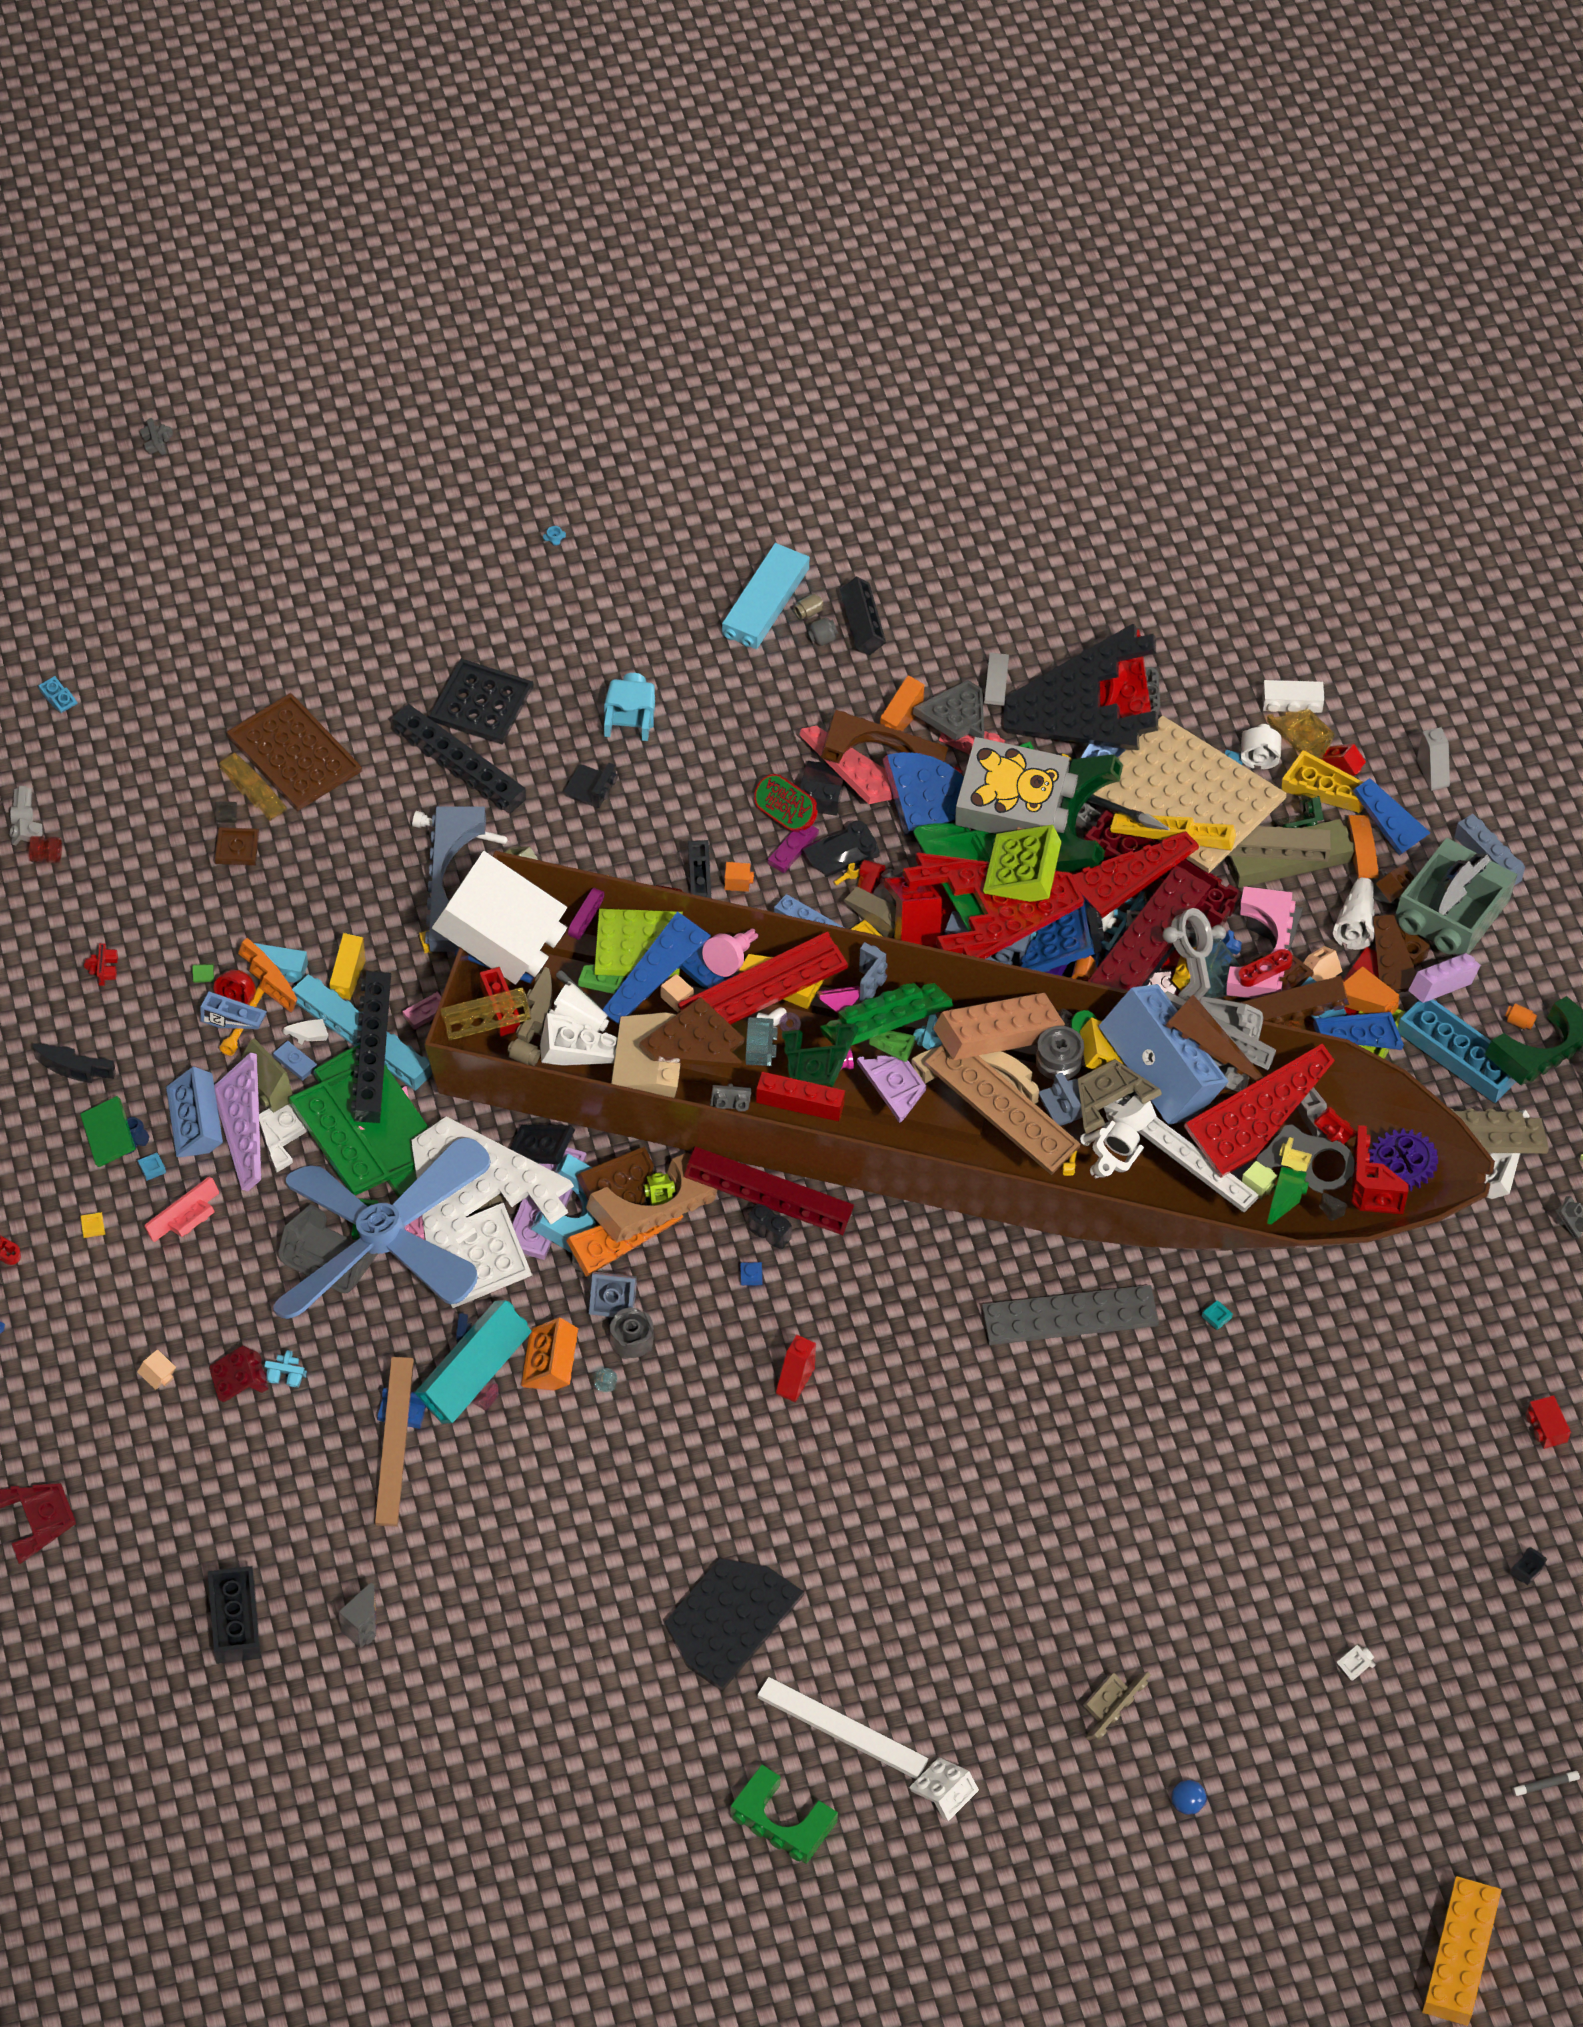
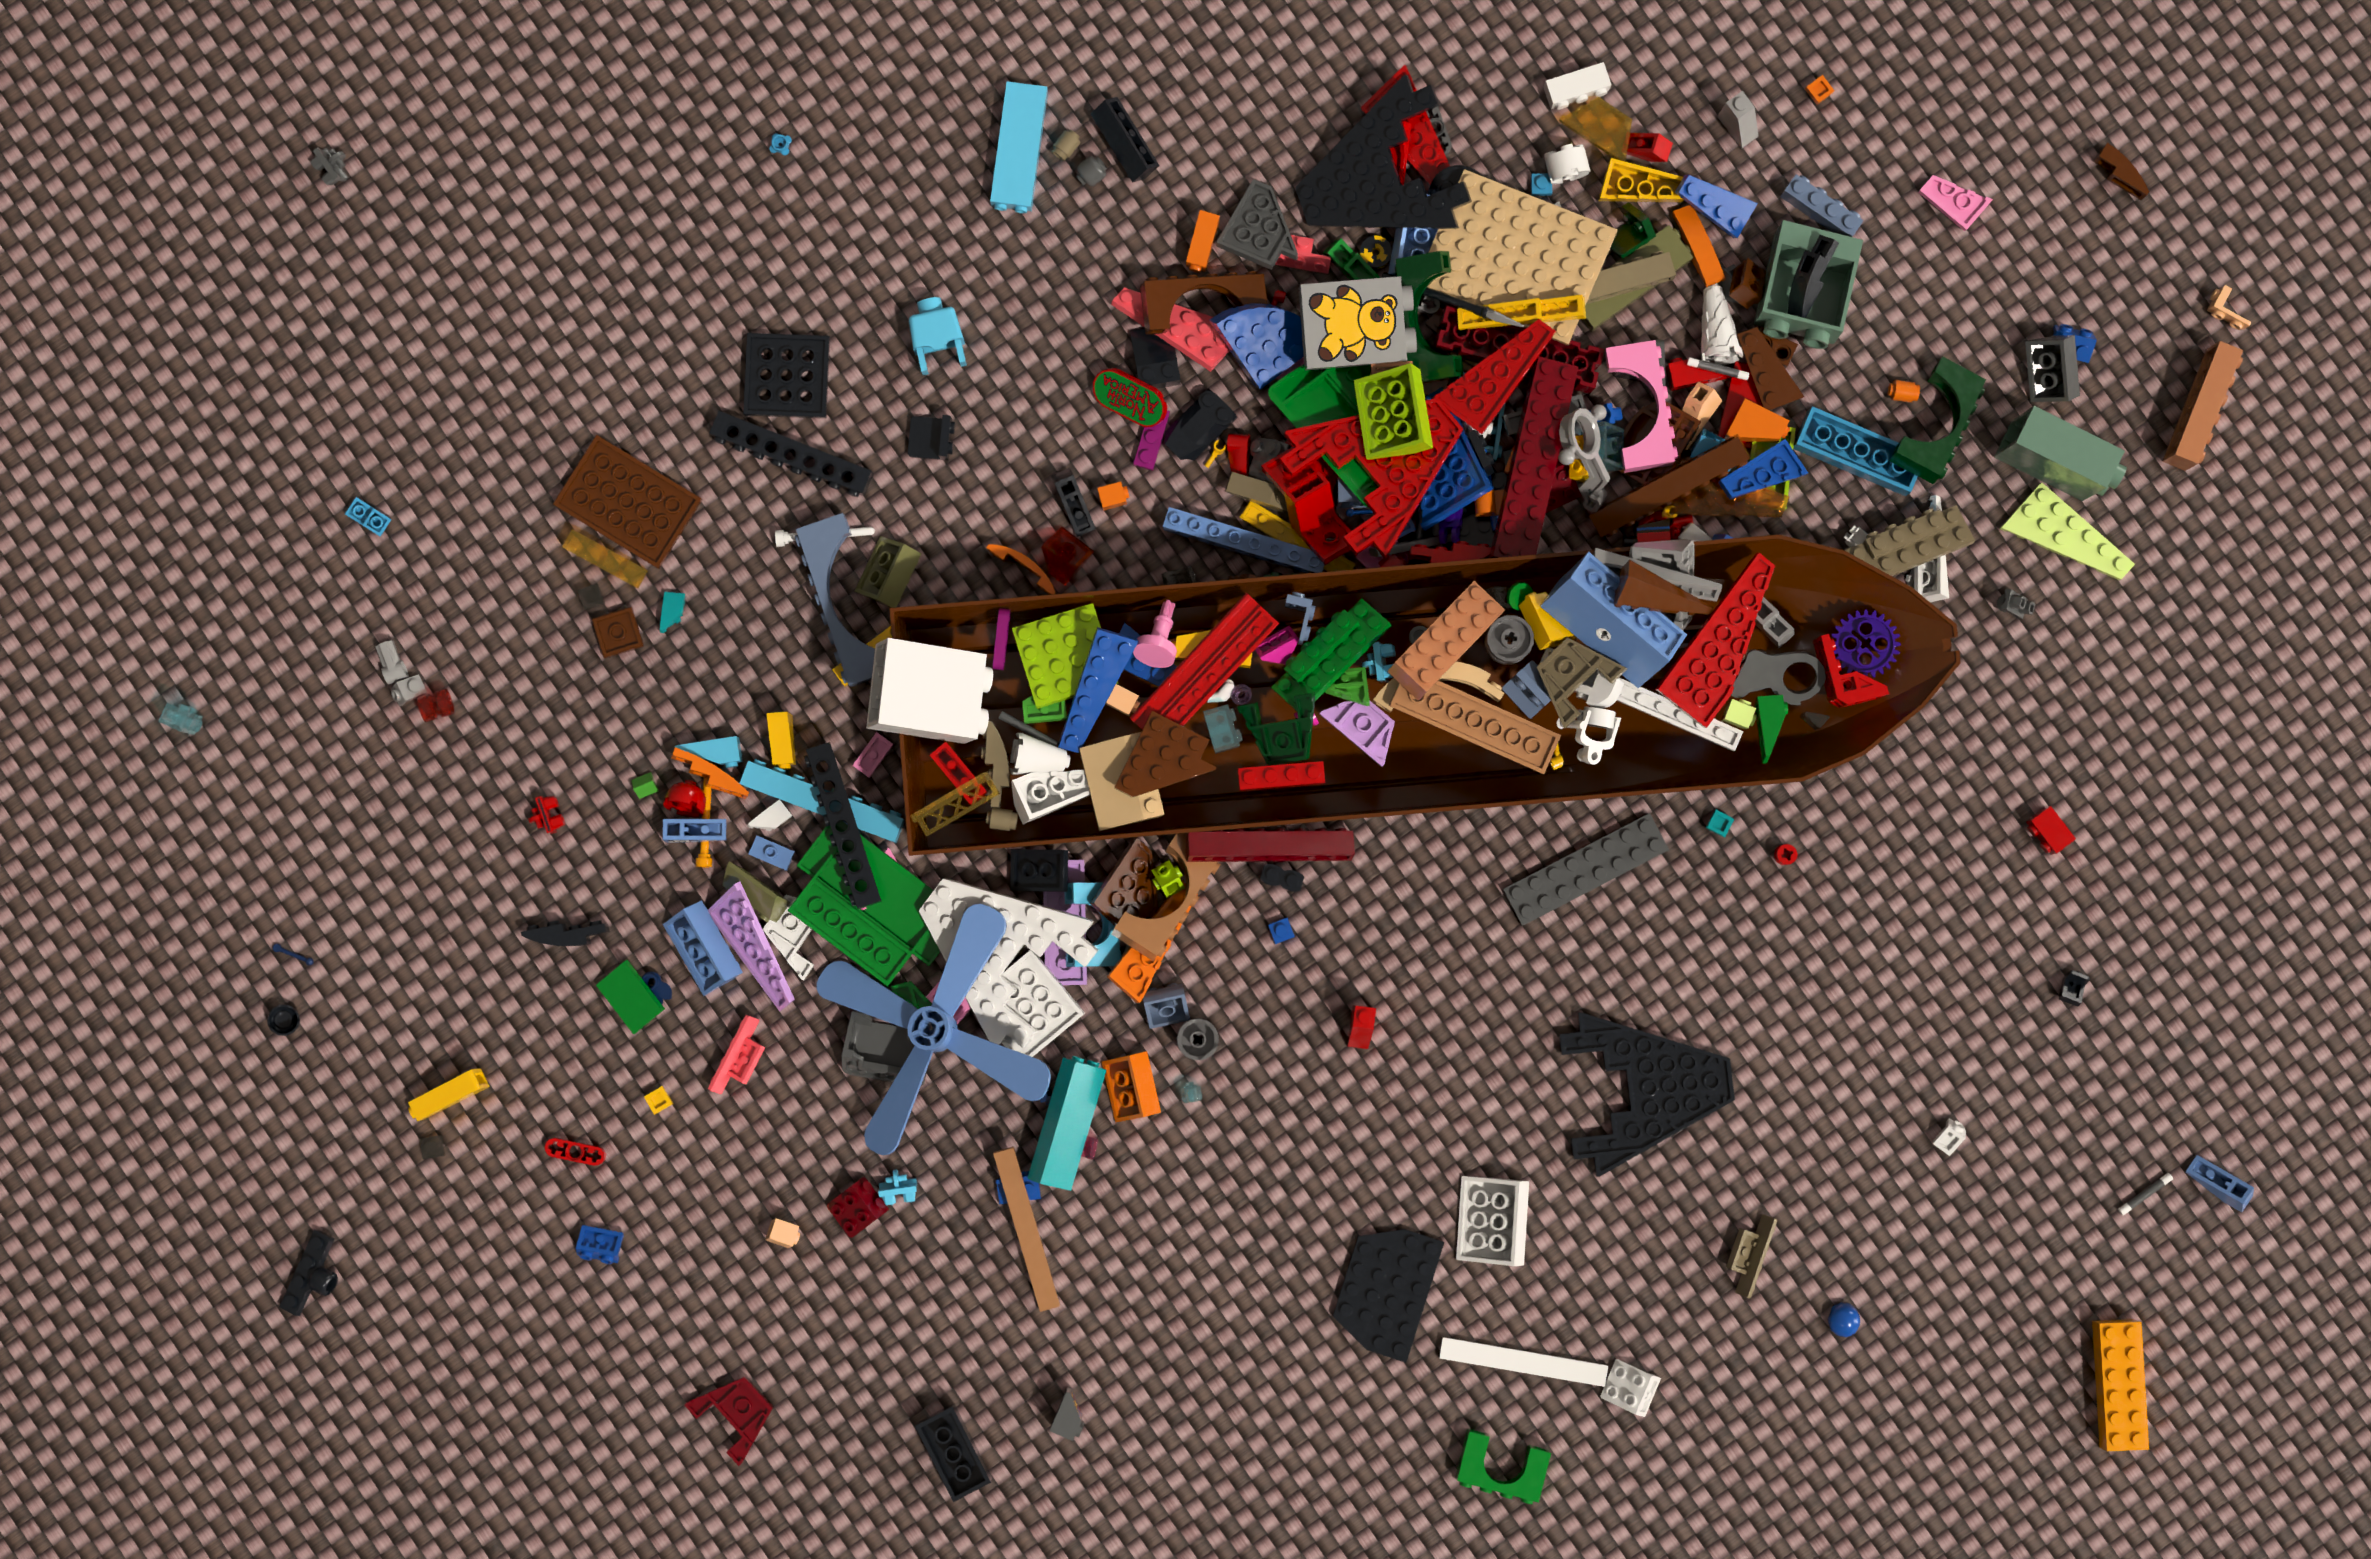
camera: 20 degrees left, 30 degrees up
(151, 1166) = (686, 1018): dark azure plate -> none
(294, 842) = (672, 609): none -> teal slope
(730, 1097) = (1216, 800): dark grey hips -> none
(861, 1586) = (1492, 1220): none -> white slope
(996, 679) = (1282, 170): light grey slope -> none
(1079, 1524) = (1666, 1086): none -> black wing
(1260, 975) = (1664, 426): red beam -> none
(1269, 1365) = (1781, 856): none -> red wheel
(1293, 1158) = (1769, 685): light yellow bracket -> none
(1315, 937) = (1685, 376): none -> red slope
(1334, 1126) = (1796, 640): red hips -> none
(1345, 940) = (1718, 368): none -> flat silver bar
(1444, 977) = (1825, 381): lavender brick -> none
(1519, 764) = (1819, 89): none -> orange plate

